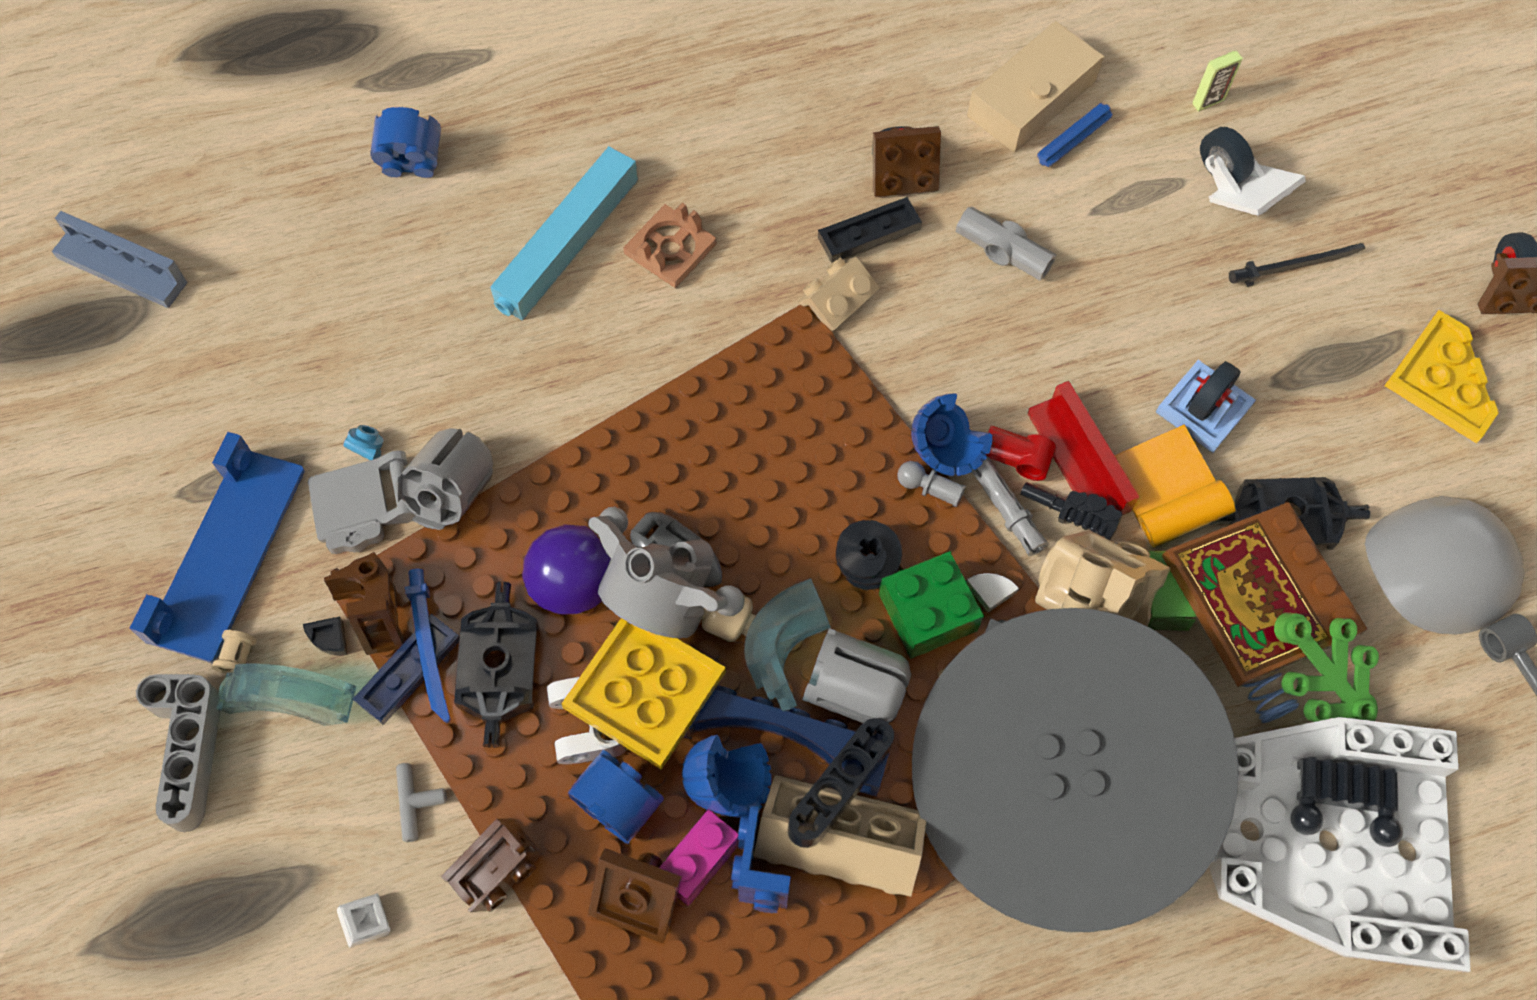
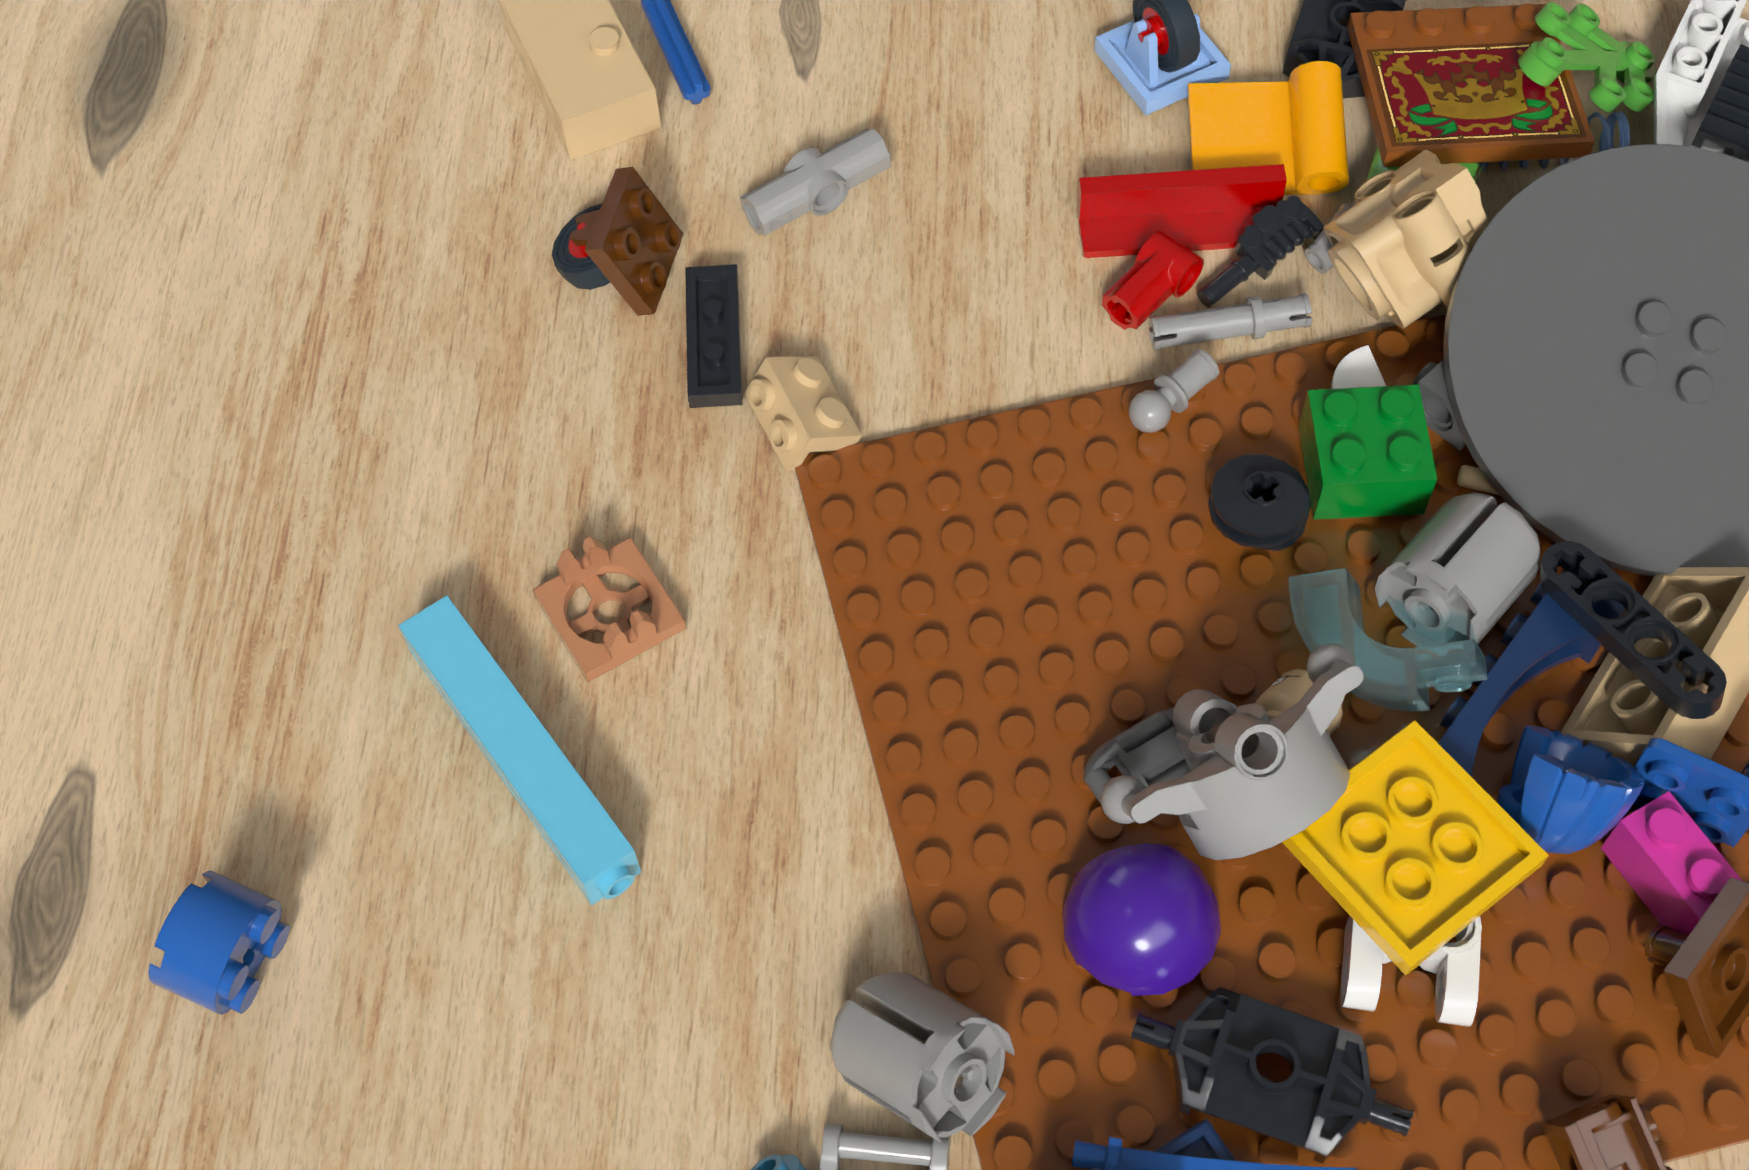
camera: 65 degrees left, 5 degrees down
(615, 796) = (1564, 948): blue brick -> none
(945, 438) = (1117, 353): blue hair -> none

